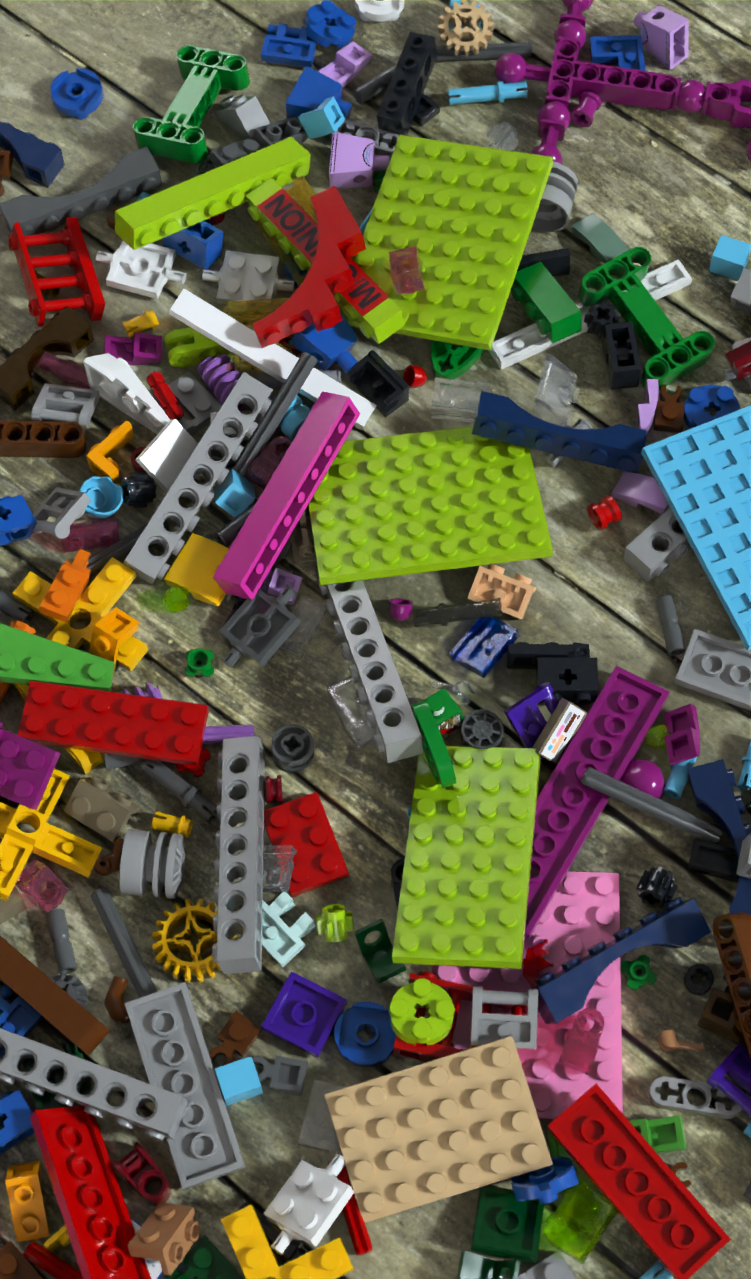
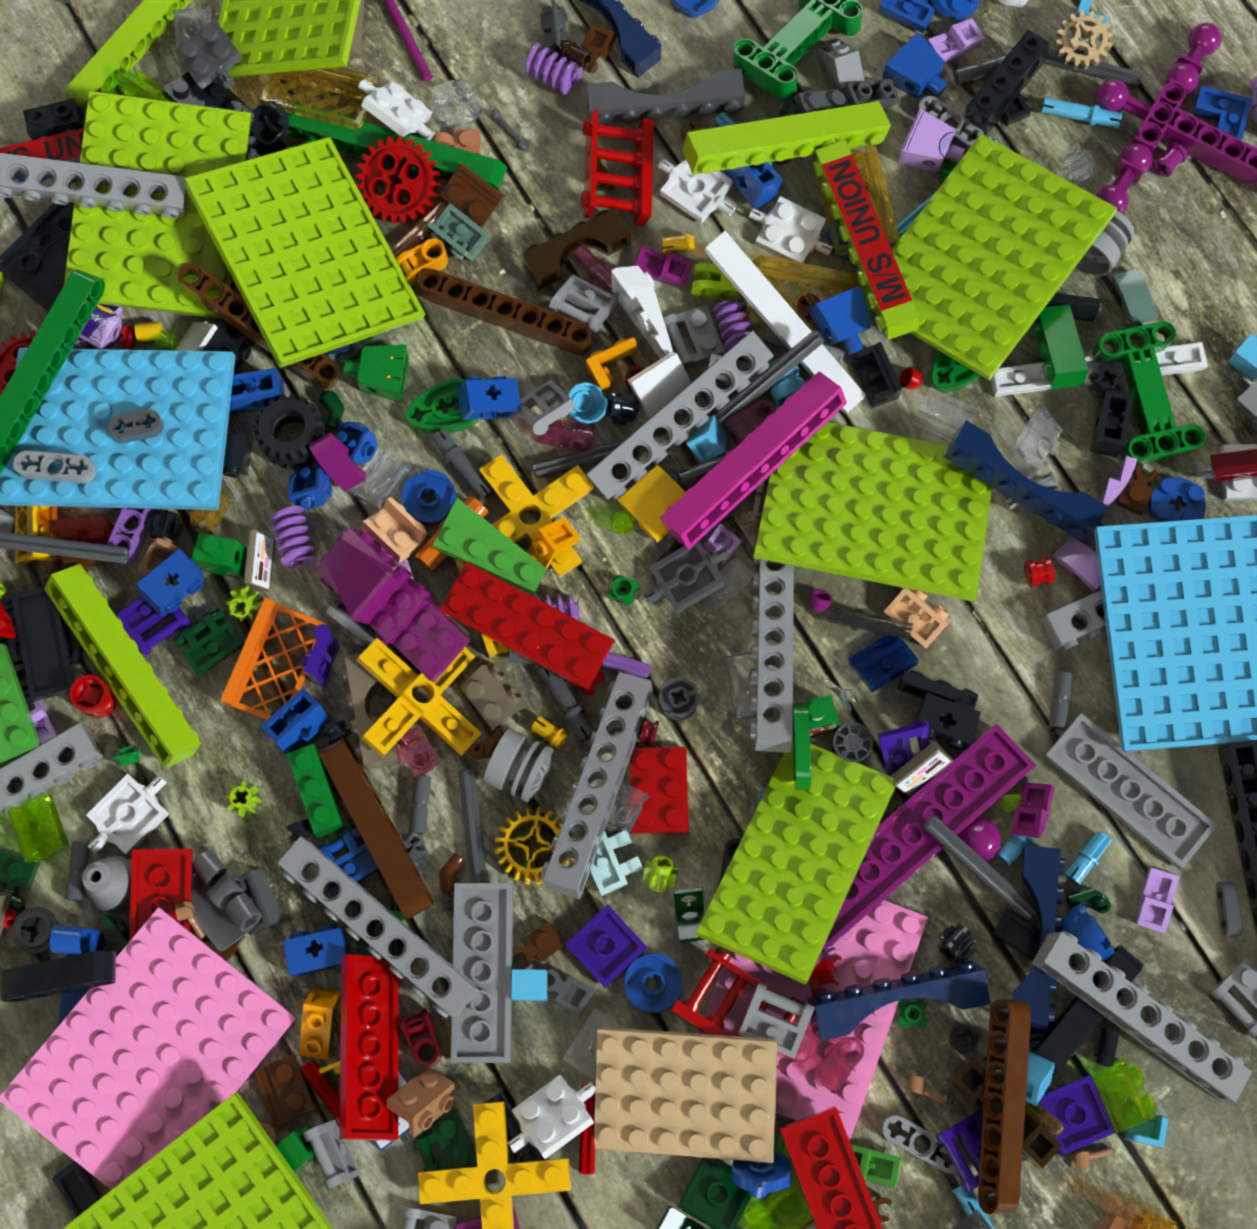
camera: 20 degrees right, 10 degrees up
(67, 588) = (527, 482): orange hinge -> none
(165, 396) = (675, 325): red axle -> none
(323, 120) = (914, 94): medium azure panel -> none
(329, 274) = (864, 260): red arch -> none
(406, 261) = (938, 267): brick -> none
(421, 1030) = (713, 973): lime plate -> none

